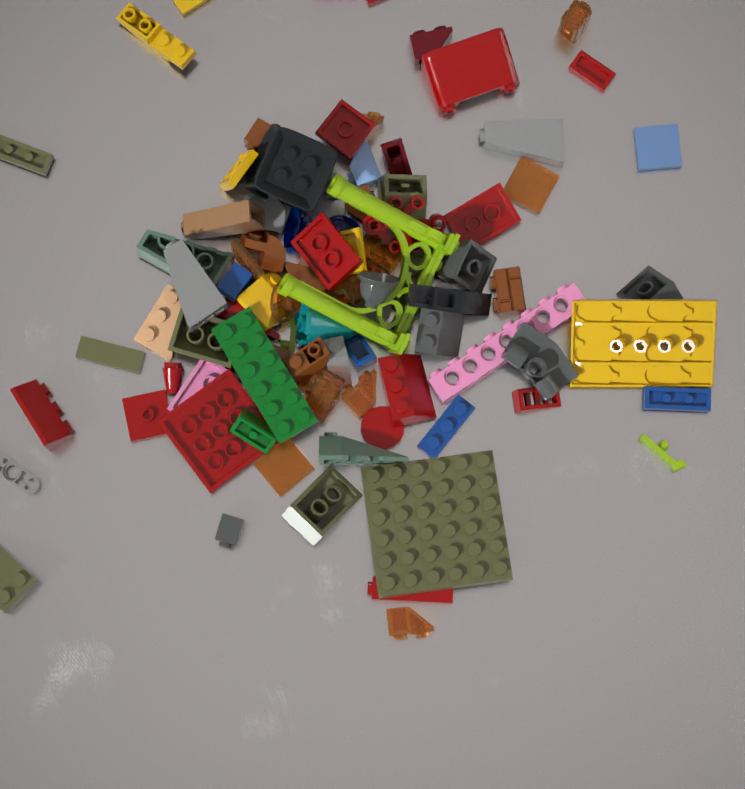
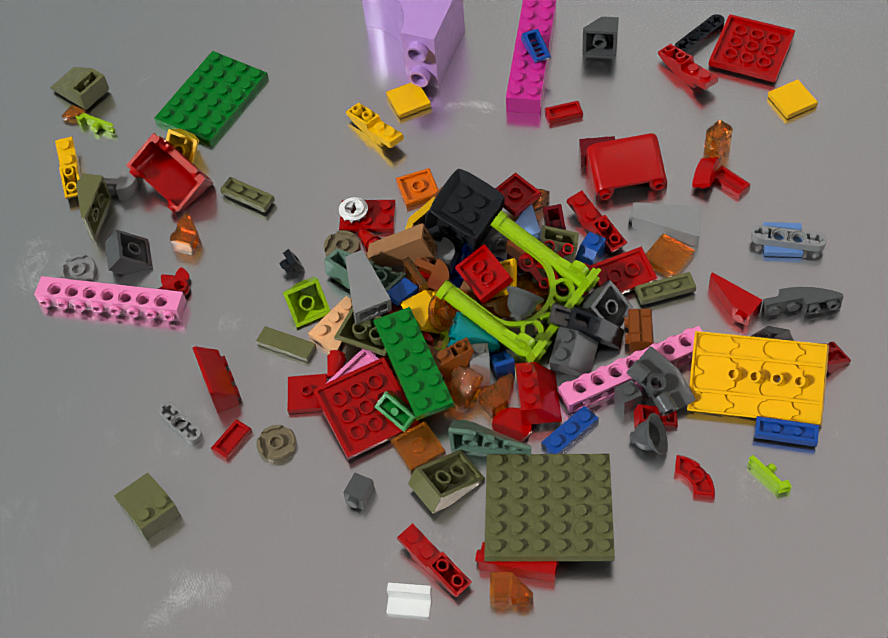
camera: 15 degrees right, 25 degrees down
(75, 483) = (231, 439): none -> red tile
(94, 246) = (291, 262): none -> black tile
(123, 298) = (306, 301): none -> lime slope
(126, 482) = (276, 443): none -> dark tan tile
(147, 161) = (347, 206): none -> white gear
(148, 212) = (342, 240): none -> dark tan tile
(171, 168) = (378, 219): none -> red plate
(180, 202) = (367, 237): none -> red cone
(224, 119) = (417, 187): none -> orange tile
(305, 648) = (409, 600): none -> white panel
(324, 601) = (433, 561): none -> red slope
(441, 194) = (591, 249): none -> blue slope
(443, 152) = (593, 221): none -> red slope
(505, 379) = (627, 396): none -> dark grey brick
(531, 231) = (665, 288): none -> olive plate
(535, 426) = (651, 435): none -> dark grey hat
(562, 65) = (704, 172): none -> red slope
(585, 463) = (695, 476): none -> red tile
(613, 241) = (737, 301): none -> red slope
(664, 145) = (788, 241): none -> light grey beam
(692, 229) = (808, 299): none -> dark grey slope
(718, 290) = (836, 358): none -> red slope

